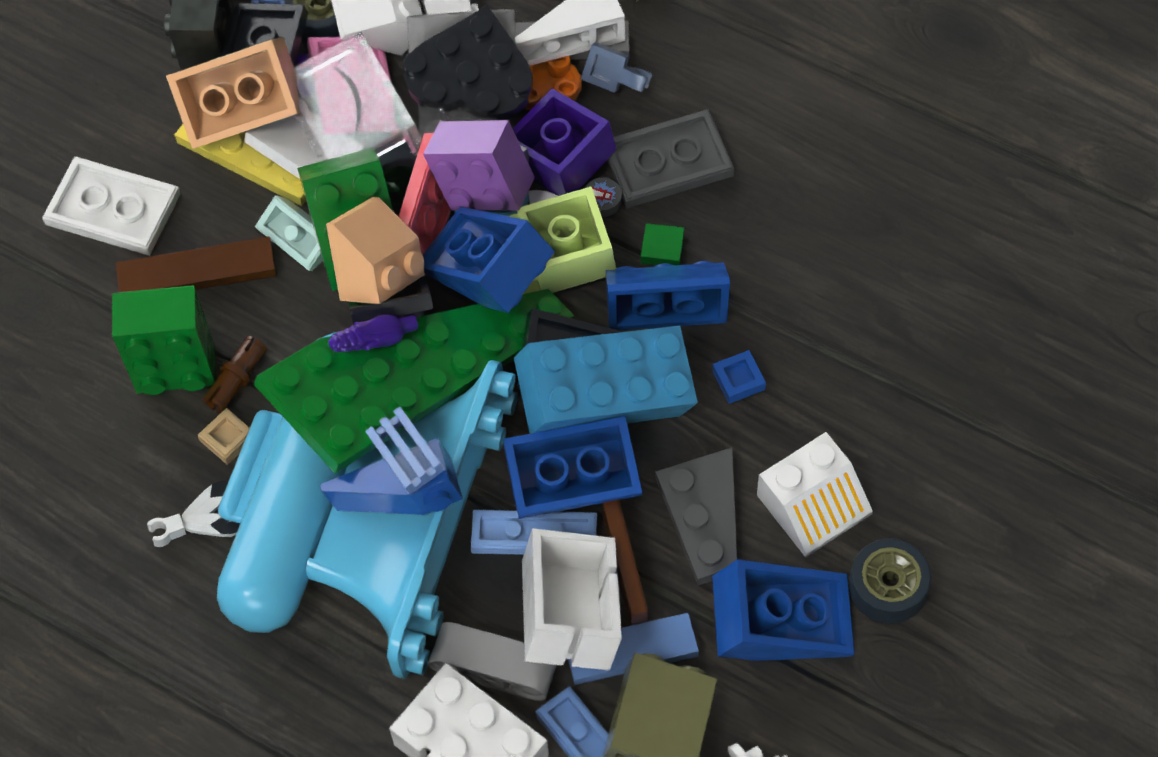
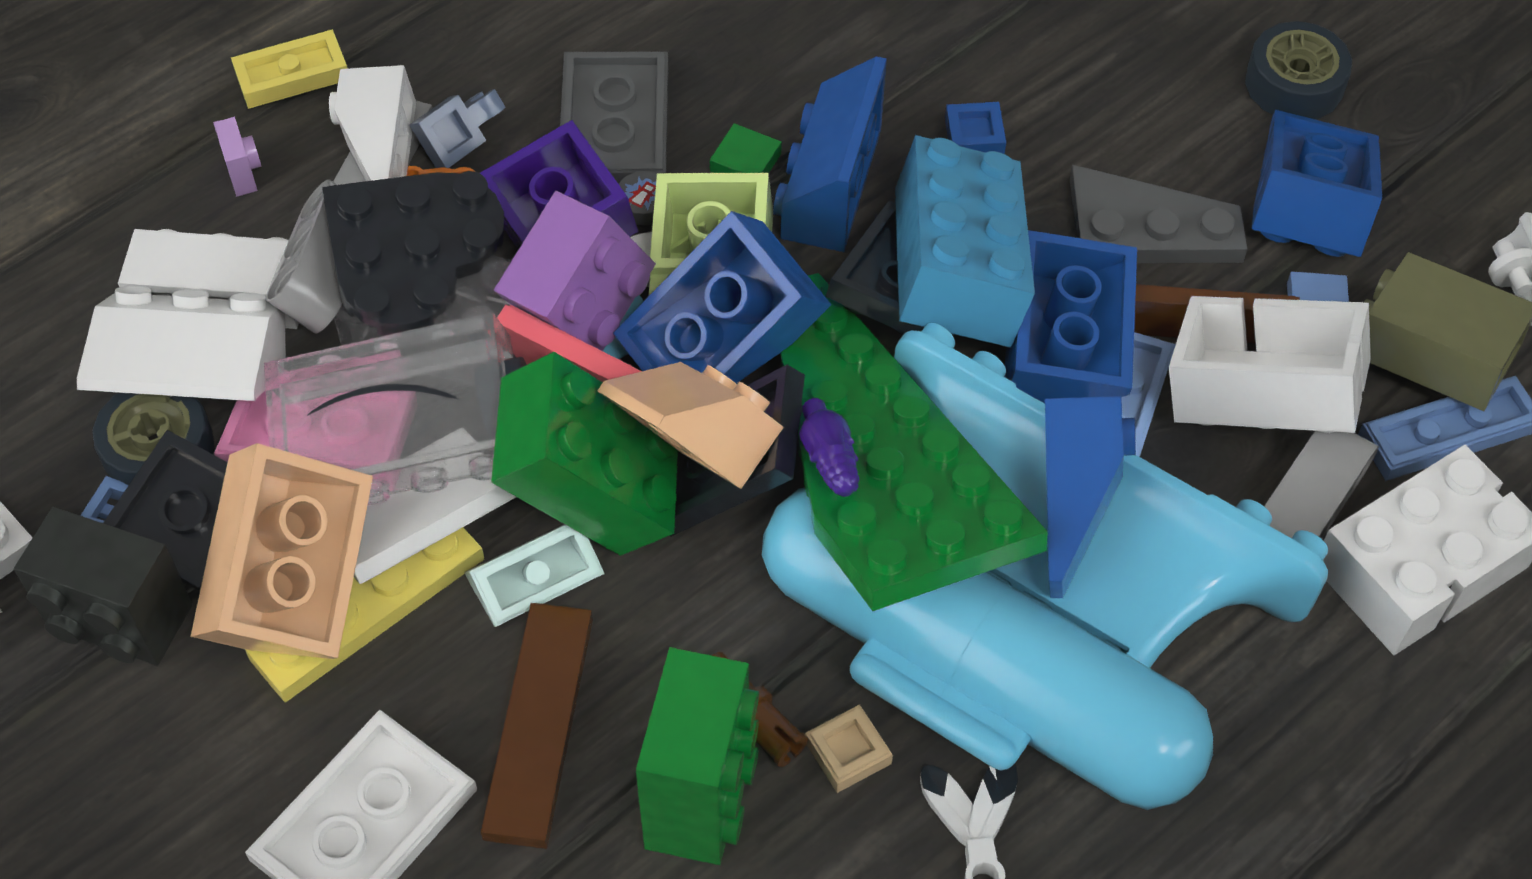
camera: 75 degrees left, 5 degrees down
(389, 428) = (1049, 417): medium blue tile -> none
(814, 494) = (1160, 105): white slope -> none

